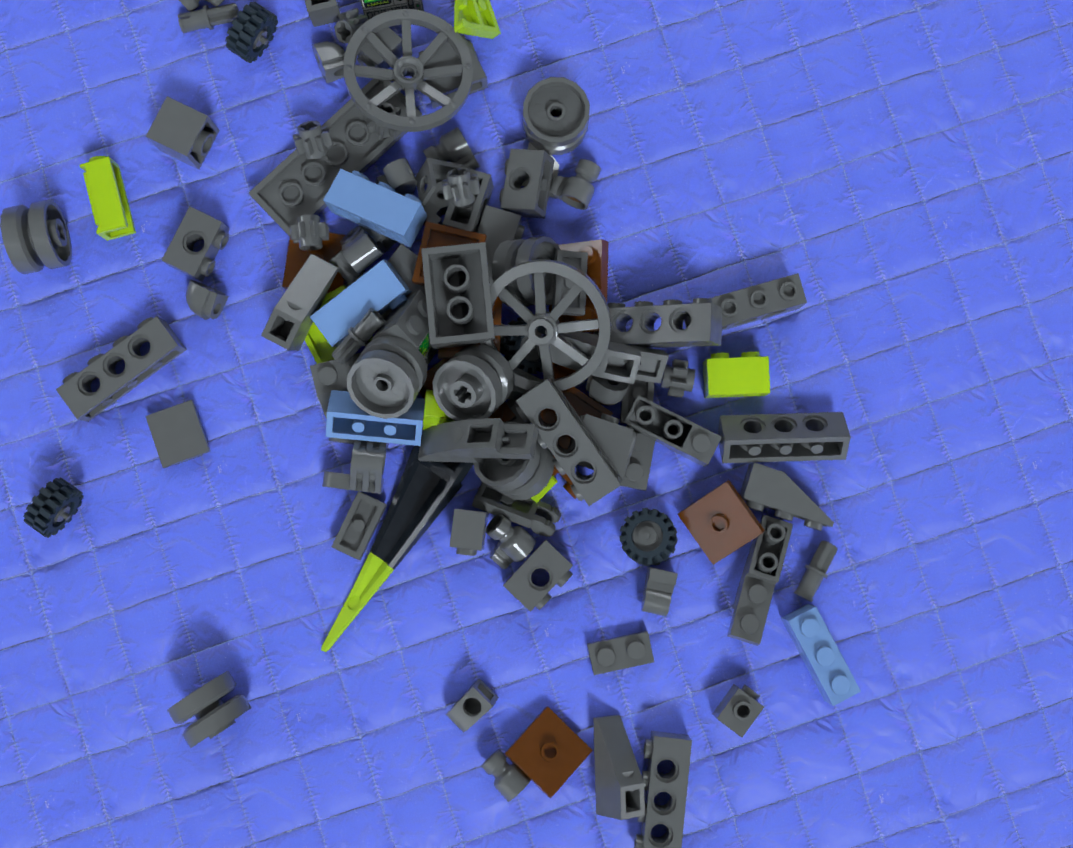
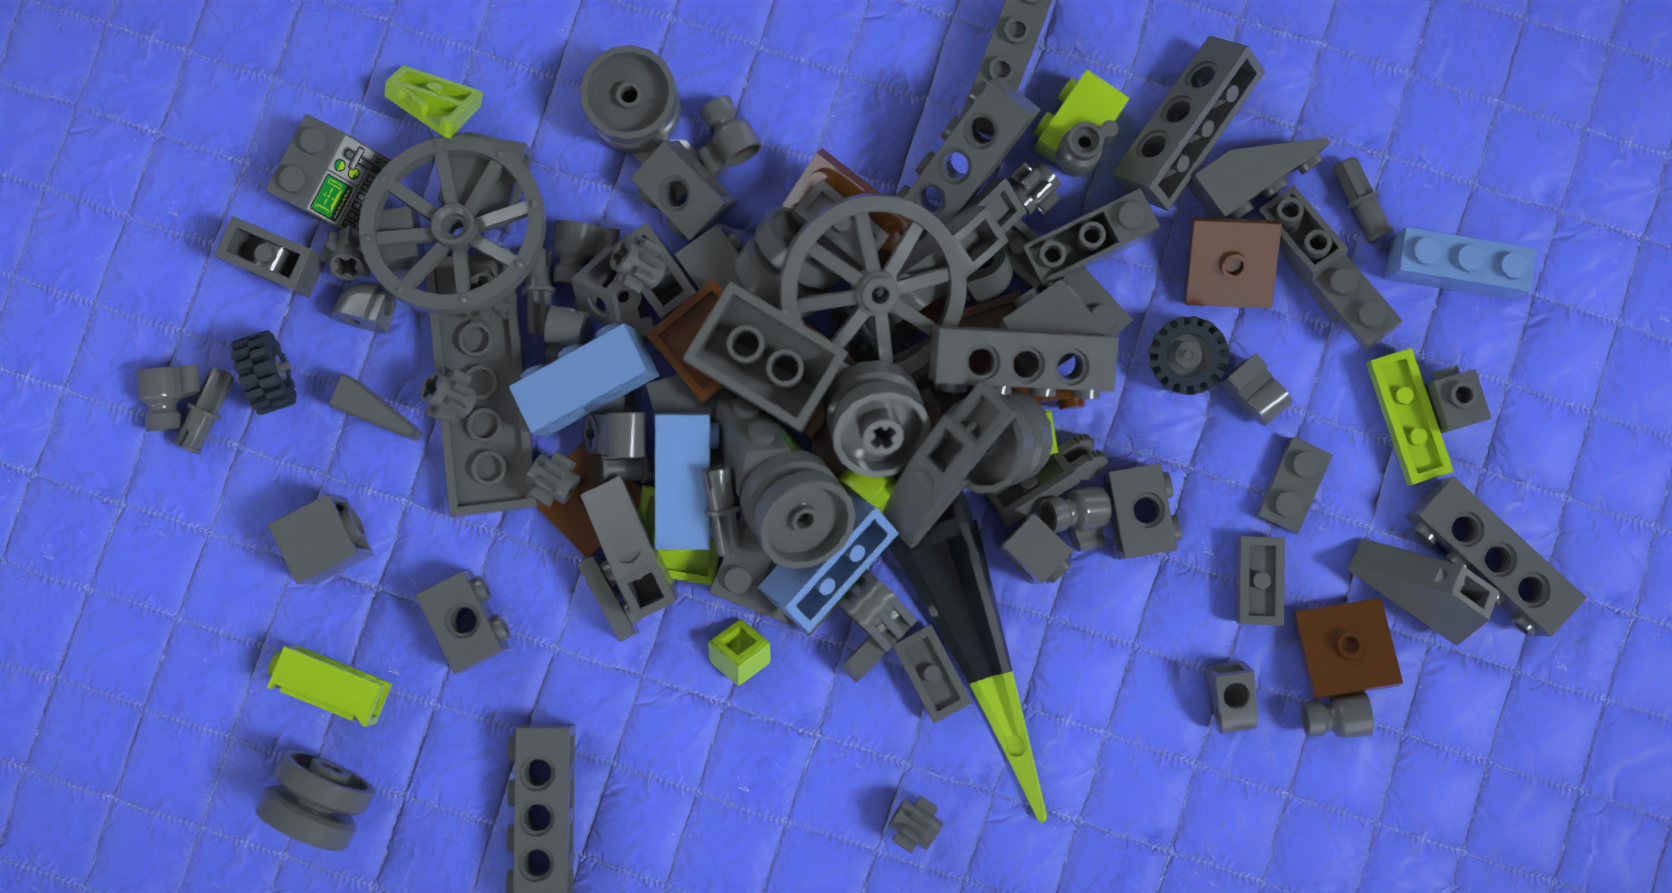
camera: 50 degrees left, 0 degrees up
(178, 434) = (668, 805): dark grey piece -> none
(205, 300) = (535, 659): dark grey piece -> none
(267, 578) = (915, 824): none -> dark grey gear
(271, 299) = (602, 584): none -> dark grey plate
(276, 97) = (358, 400): none -> dark grey slope
(292, 409) = (739, 652): none -> lime slope
(412, 146) = (538, 292): none -> dark grey axle
(550, 673) = (1260, 580): none -> dark grey plate
(709, 690) = (1409, 417): none -> lime plate
(719, 385) = (1083, 146): none -> dark grey piece

